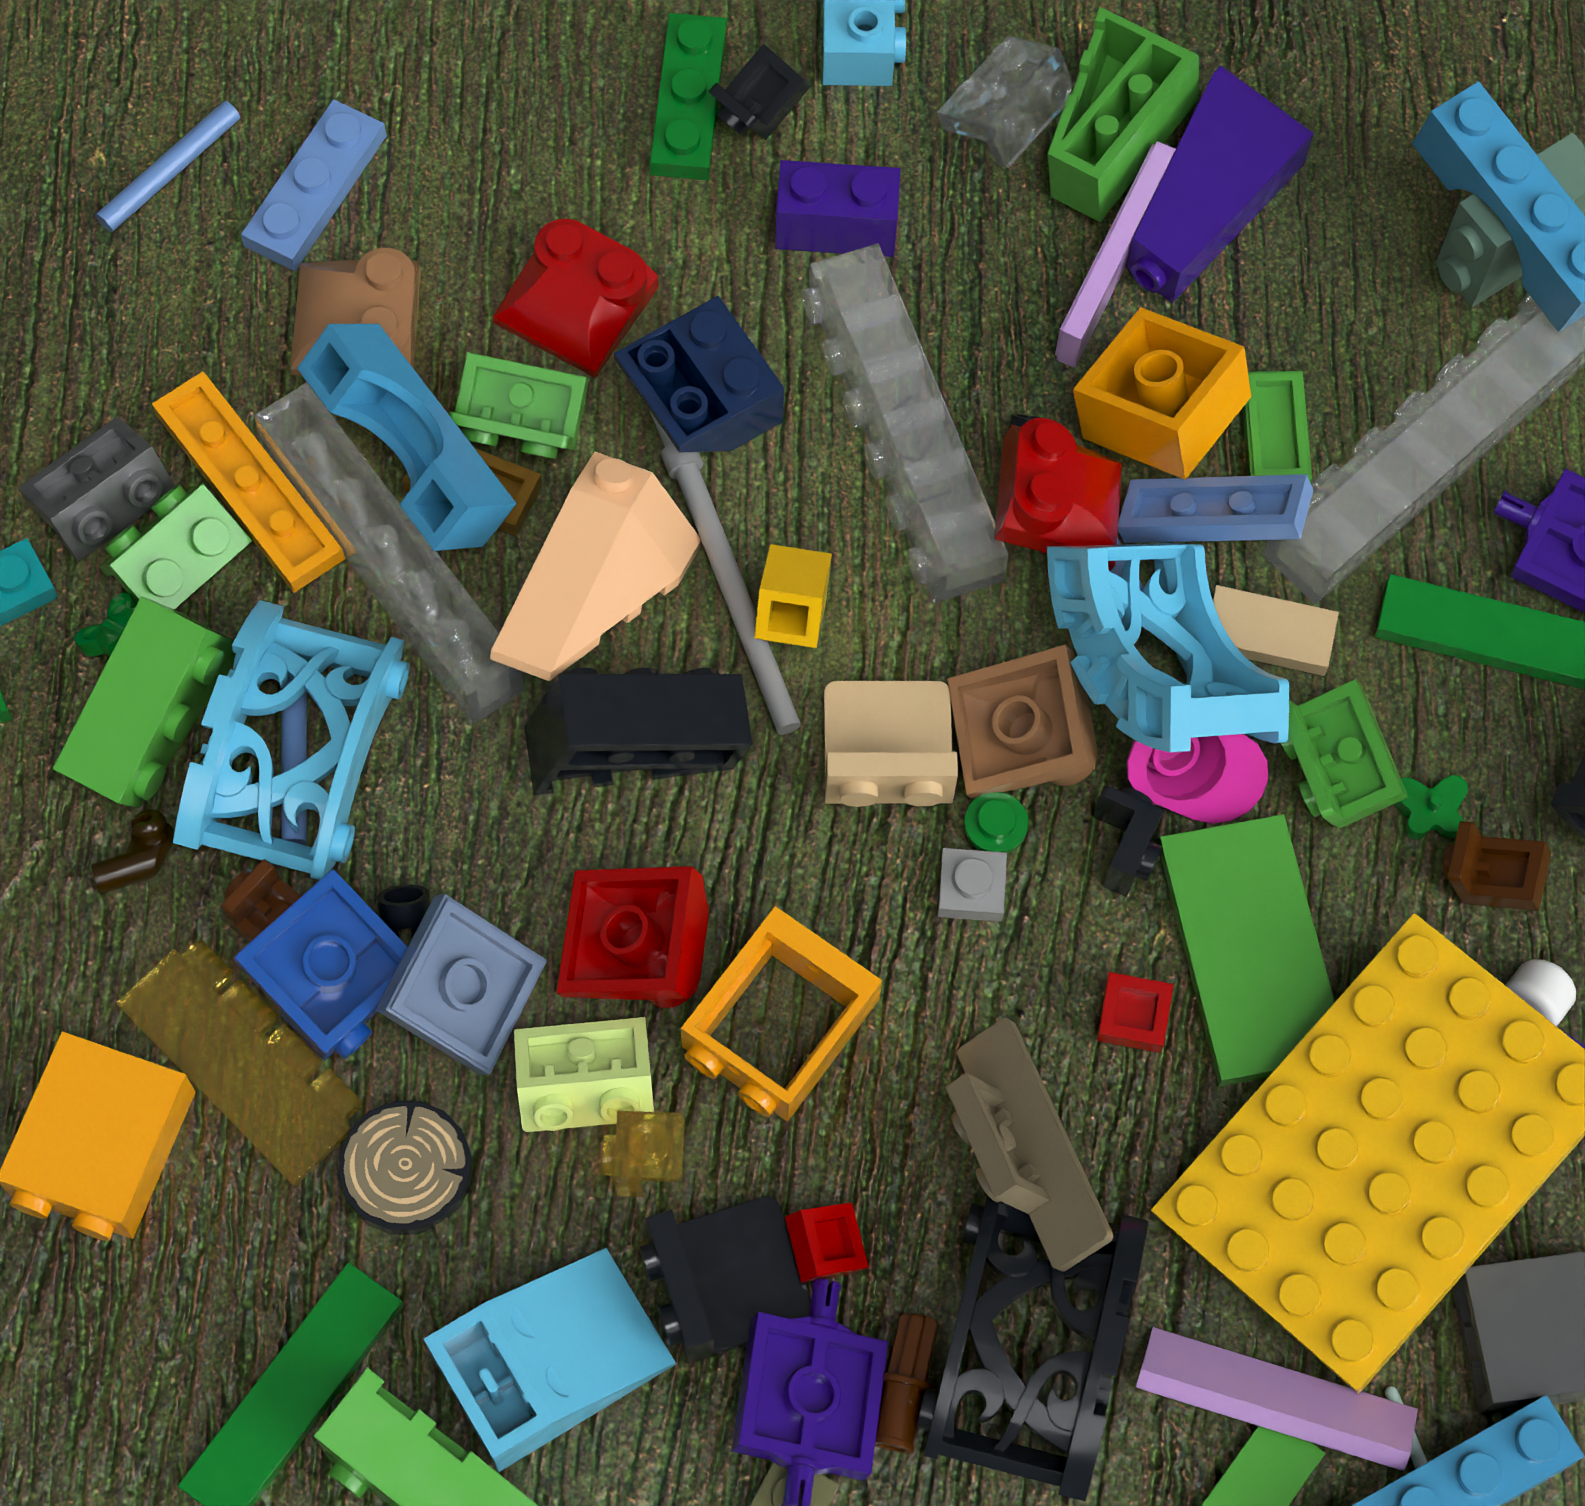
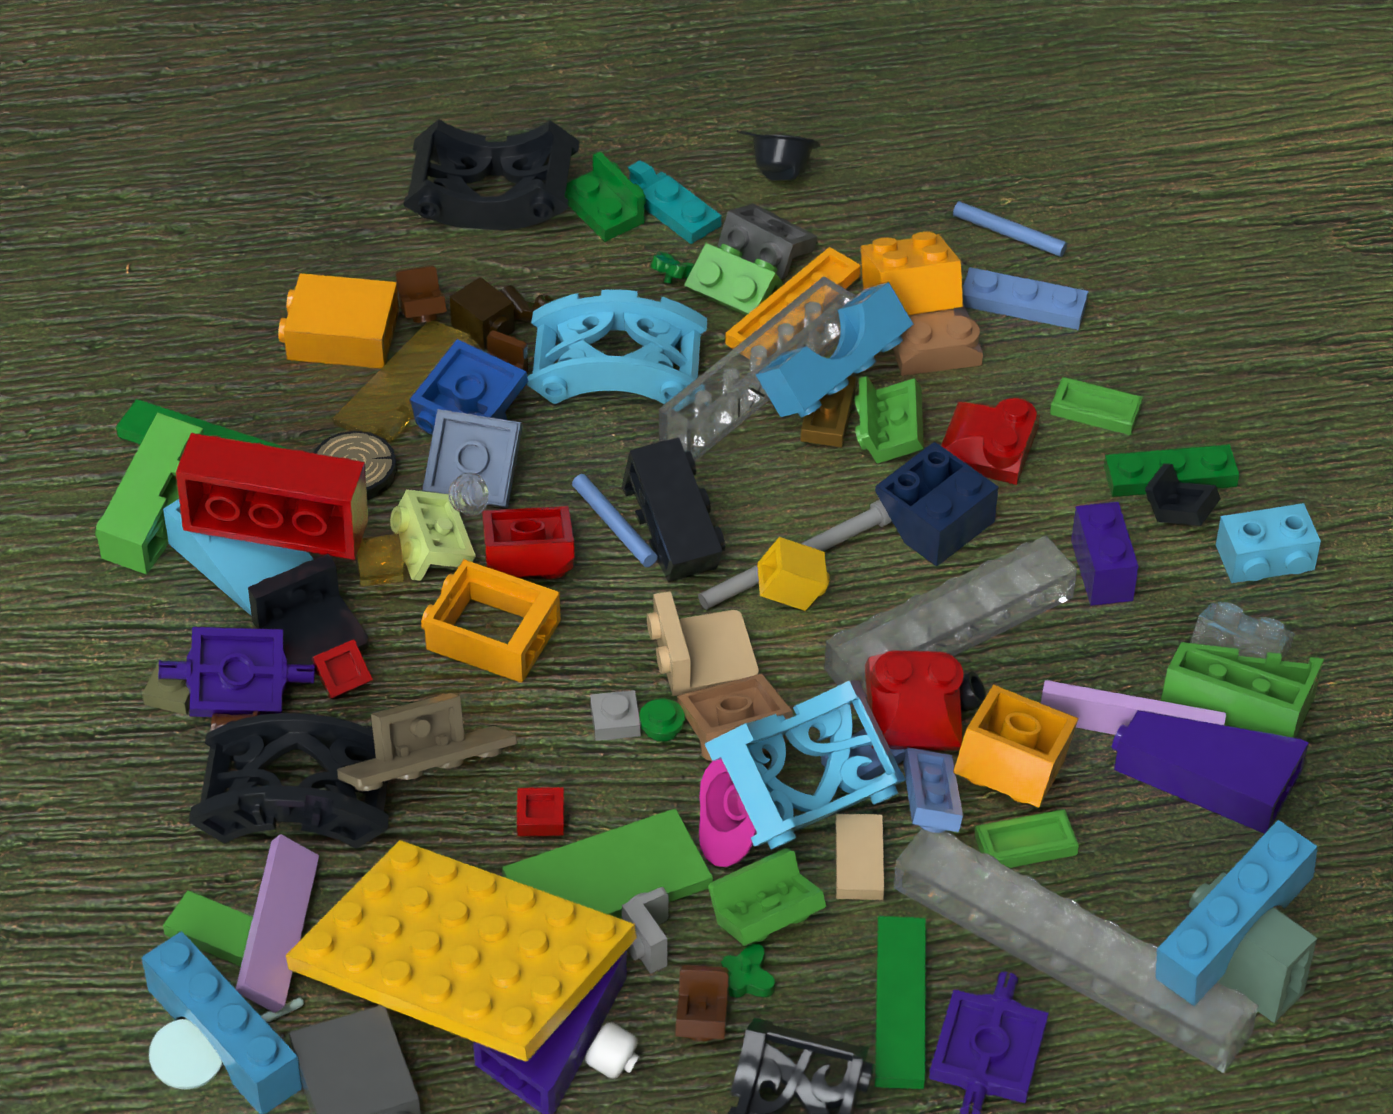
camera: 80 degrees right, 20 degrees down
(85, 1004) = (420, 293): none -> reddish brown bracket
(145, 703) = (643, 266): bright green wedge -> none
(146, 918) = (481, 309): none -> dark brown brick
(261, 303) = (919, 270): none -> light orange brick
(403, 907) = (530, 431): black hinge -> none
(537, 1001) = (468, 494): none -> clear plate
(545, 151) = (1096, 405): none -> bright green tile
(564, 1272) = (272, 496): none -> red brick
(601, 561) = (787, 464): light nougat wedge -> none
(606, 815) = (614, 520): none -> medium blue bar
(1139, 819) = (664, 790): black bracket -> none
(1365, 919) = (647, 912): none -> light grey bracket

